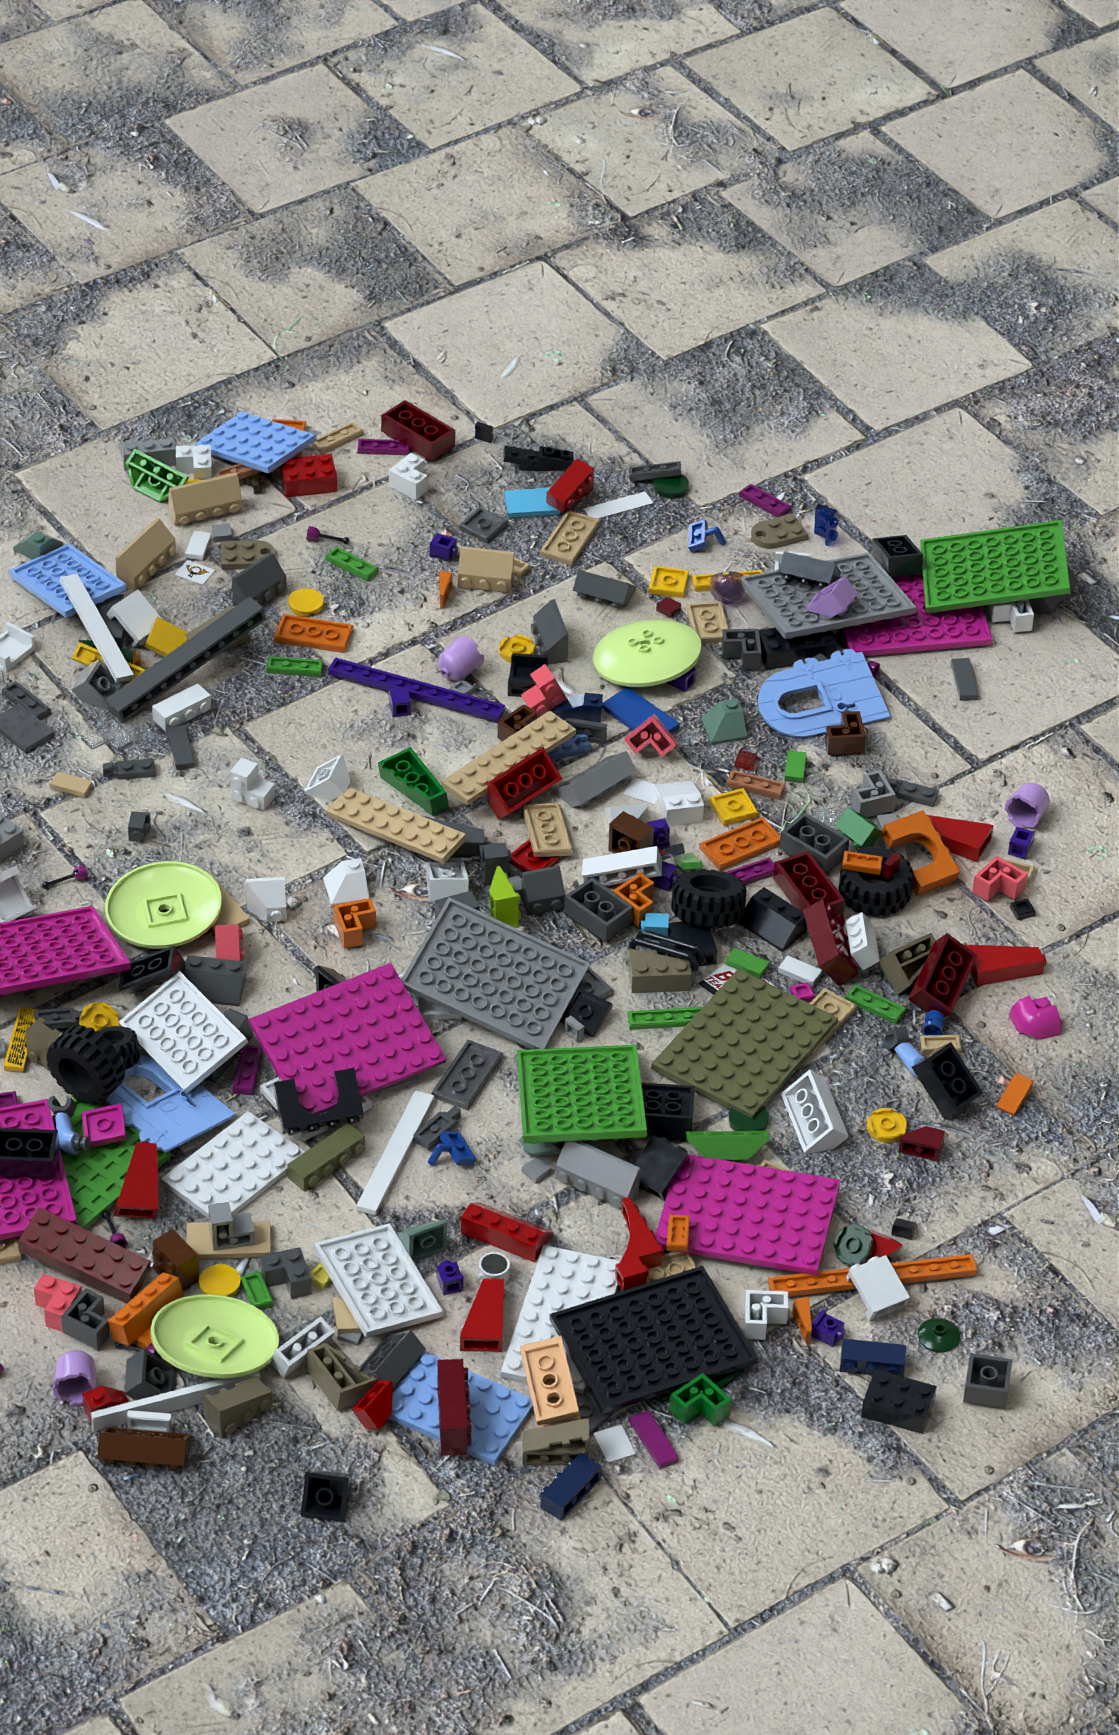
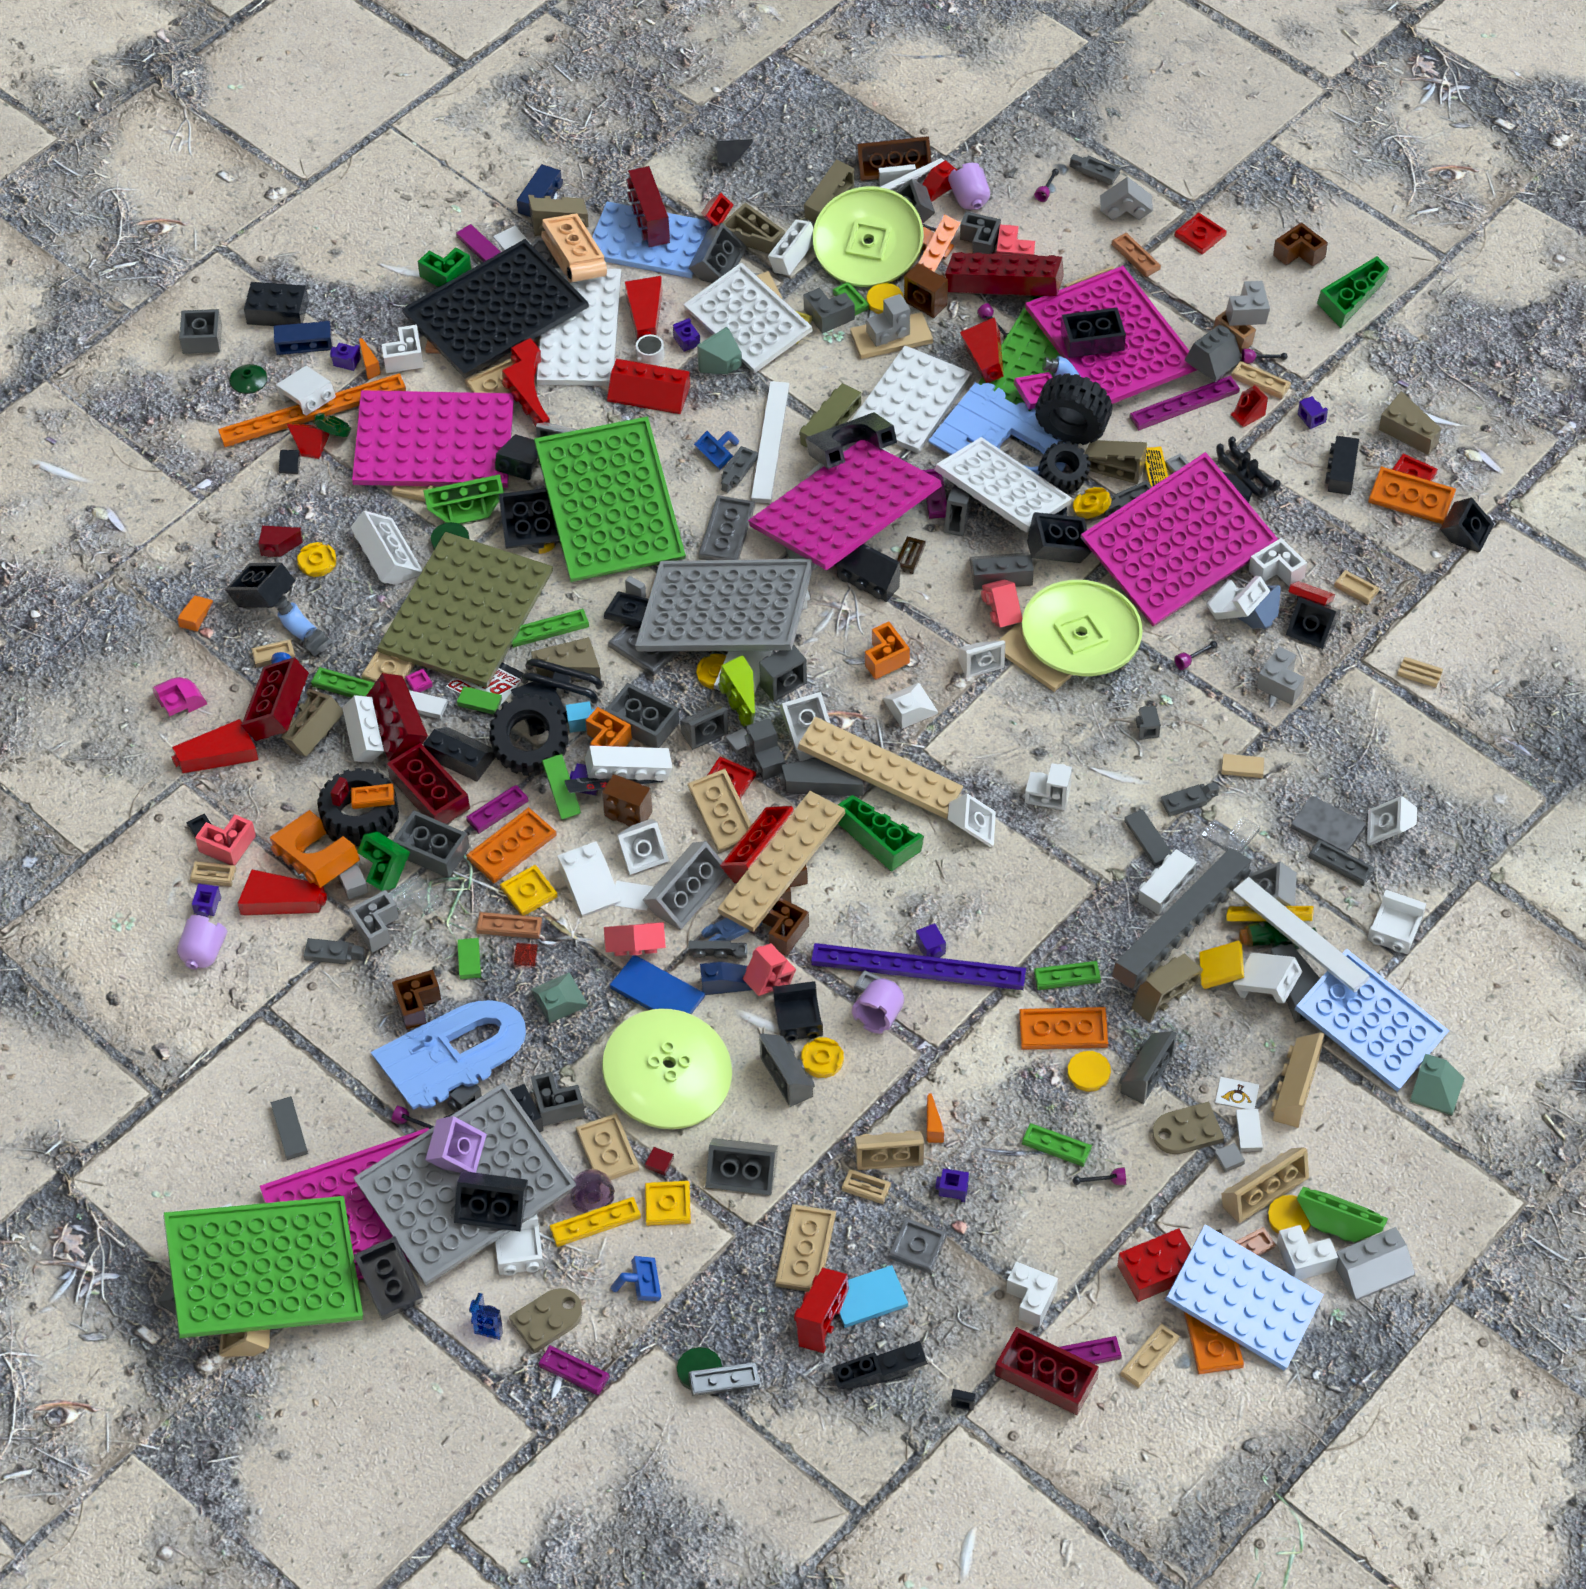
camera: 170 degrees right, 10 degrees up
(618, 505) = (759, 1323): white sticker -> none
(661, 833) = (600, 821): dark purple brick -> none
(678, 1233) = (490, 390): orange plate -> none

